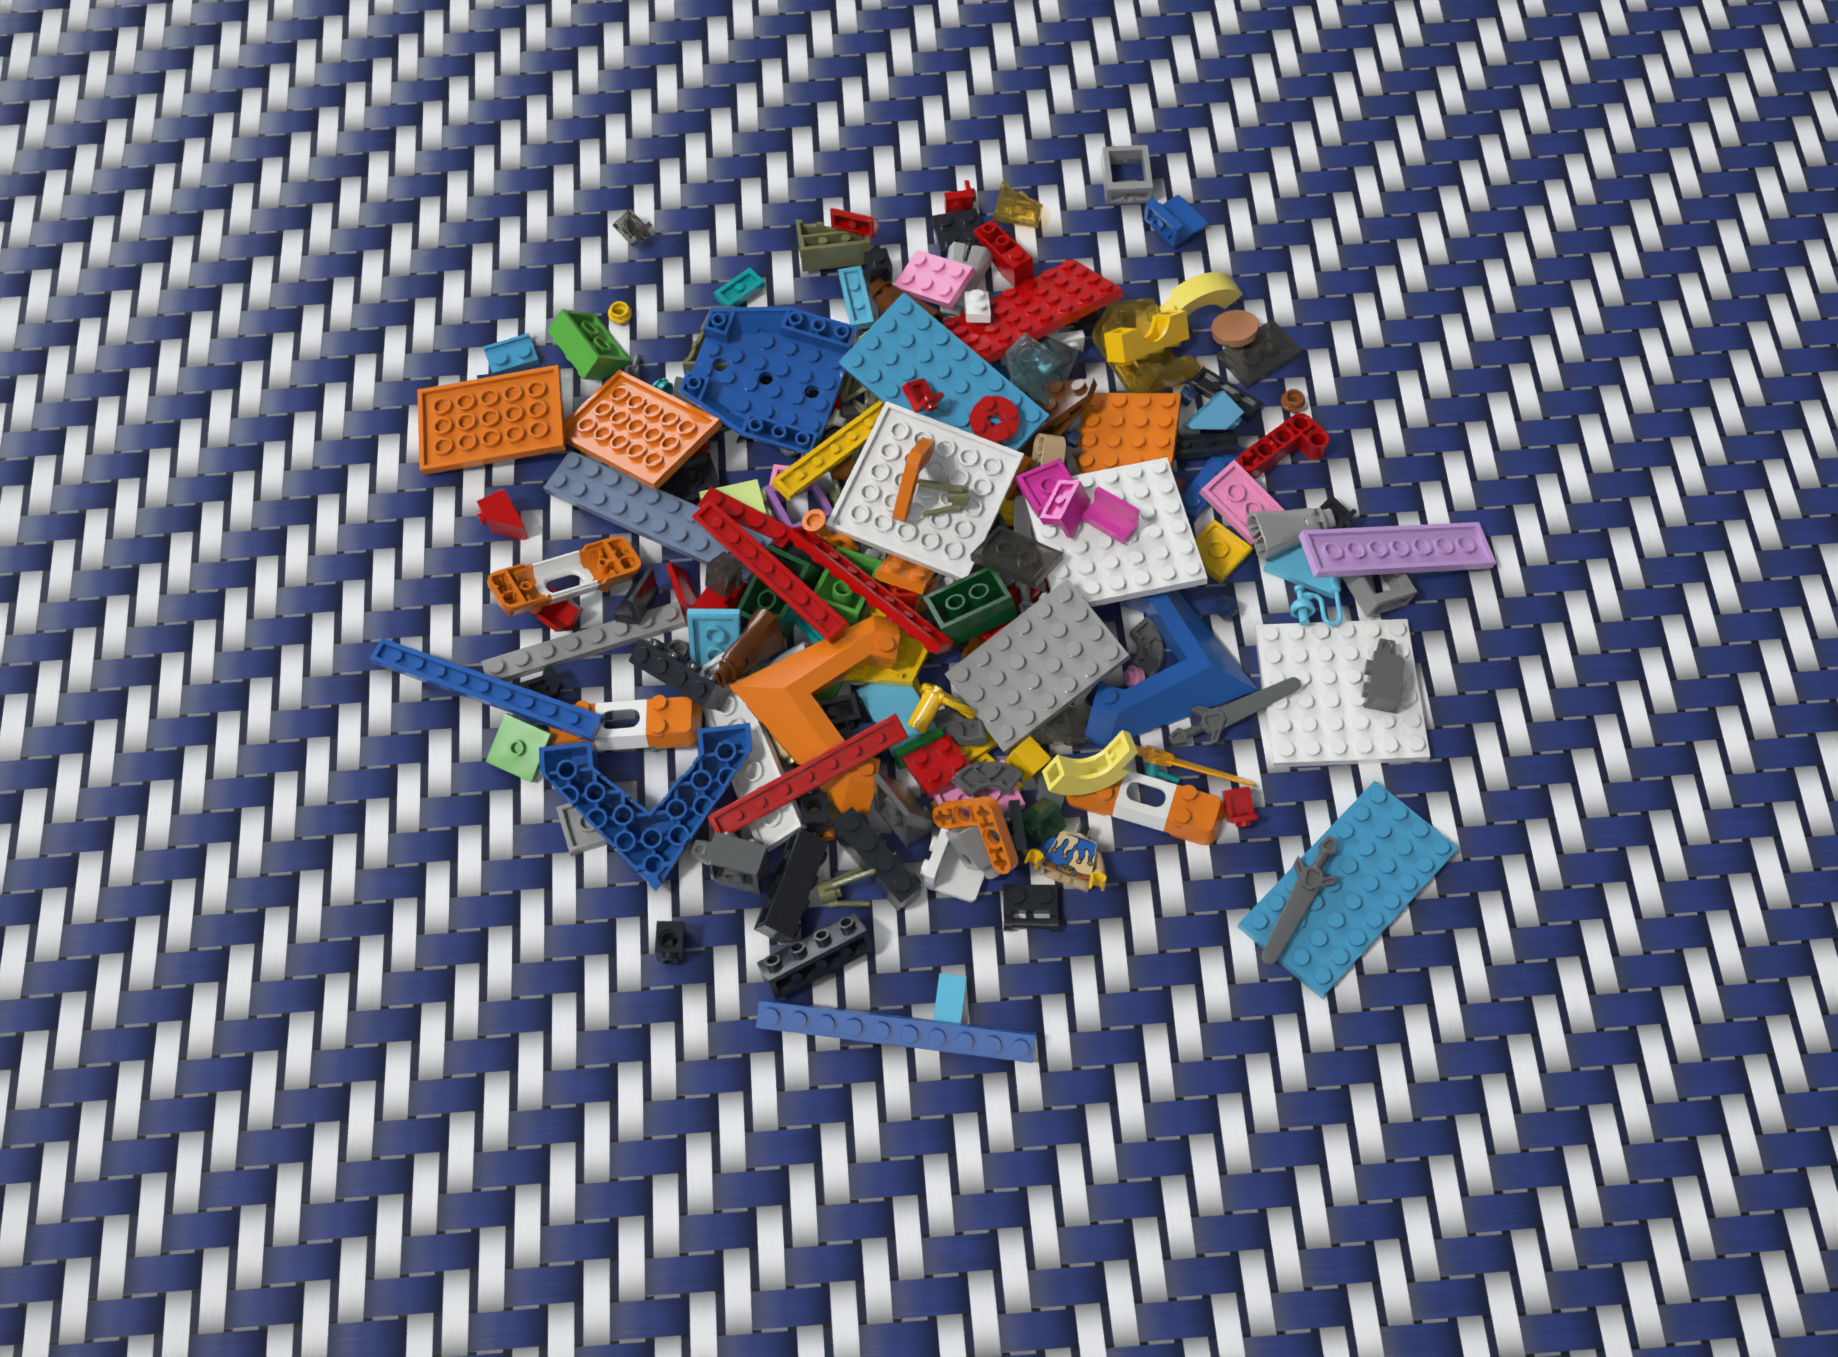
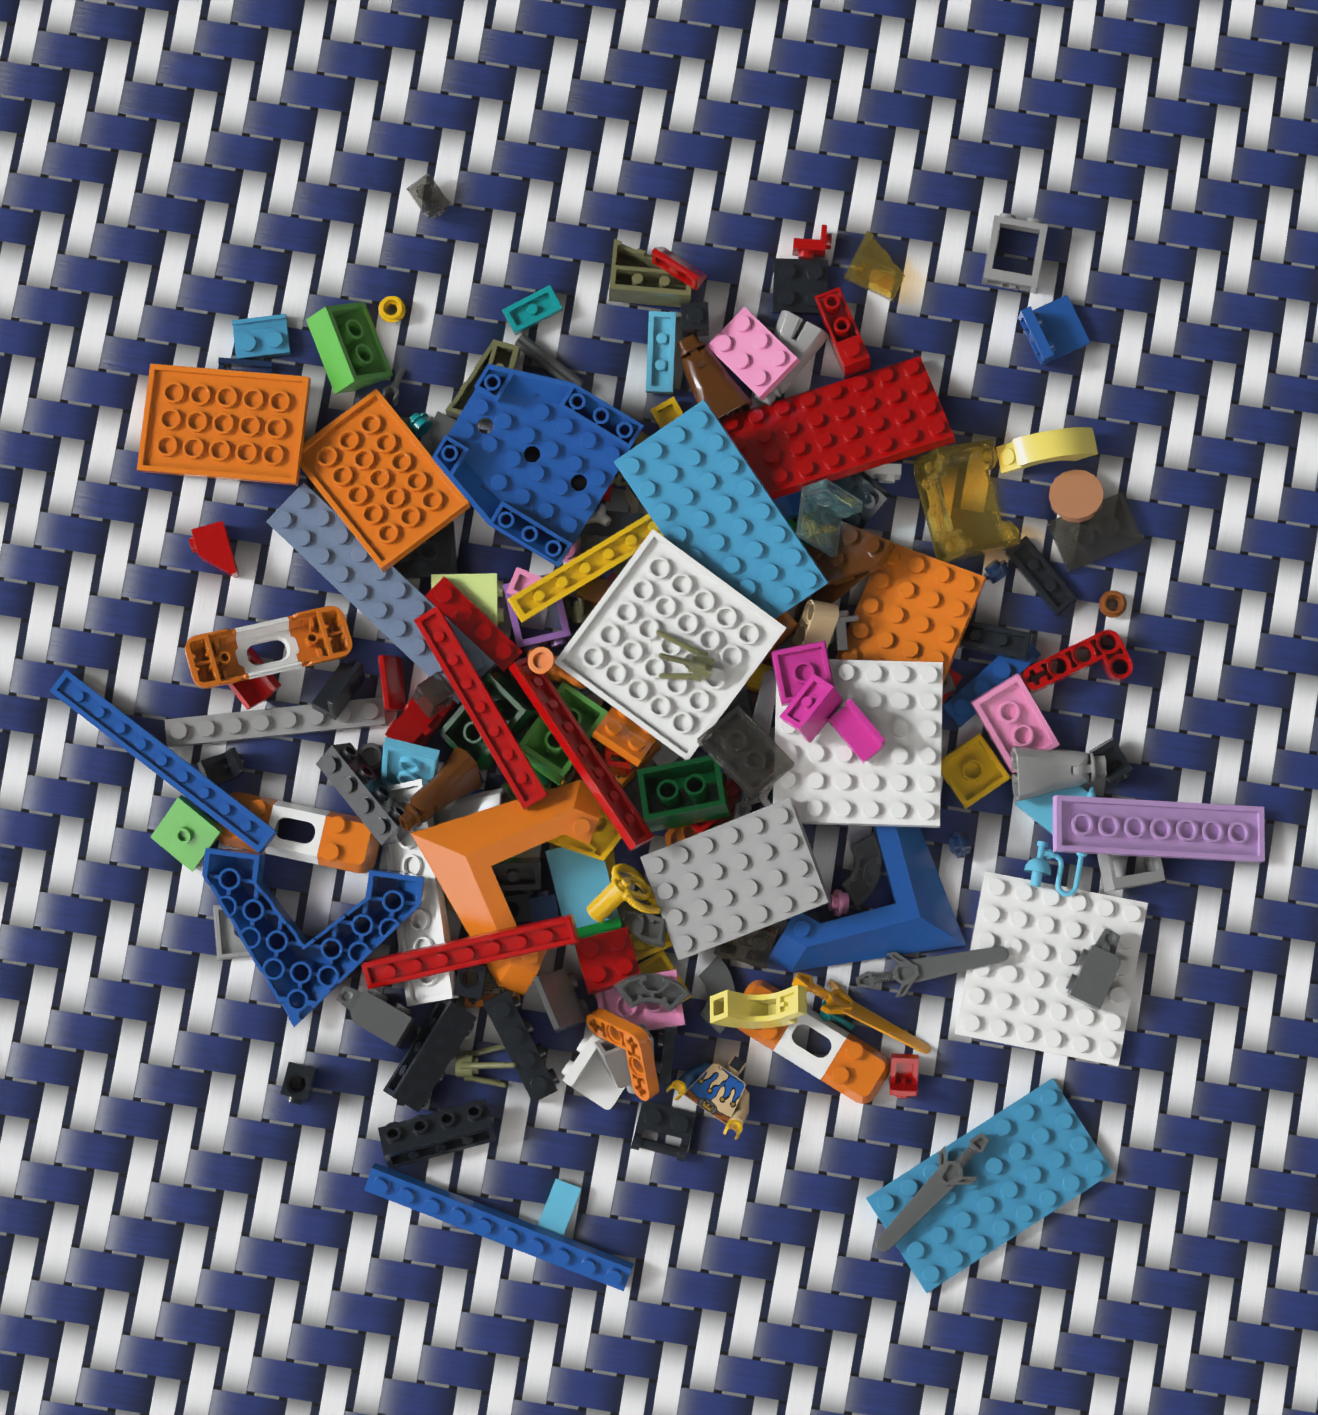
camera: 15 degrees right, 20 degrees up
(916, 461) = (657, 635): orange beam -> none
(921, 396) = (692, 534): red bracket -> none
(977, 306) = (790, 410): white plate -> none
(1006, 413) = (781, 578): red plate -> none
(1028, 758) = (703, 971): yellow panel -> none
(1043, 821) = (698, 1044): clear green brick -> none
(1072, 438) = (852, 598): dark blue plate -> none
(1127, 344) = (994, 488): yellow arch -> none
(1216, 414) = (1014, 613): dark azure slope -> none

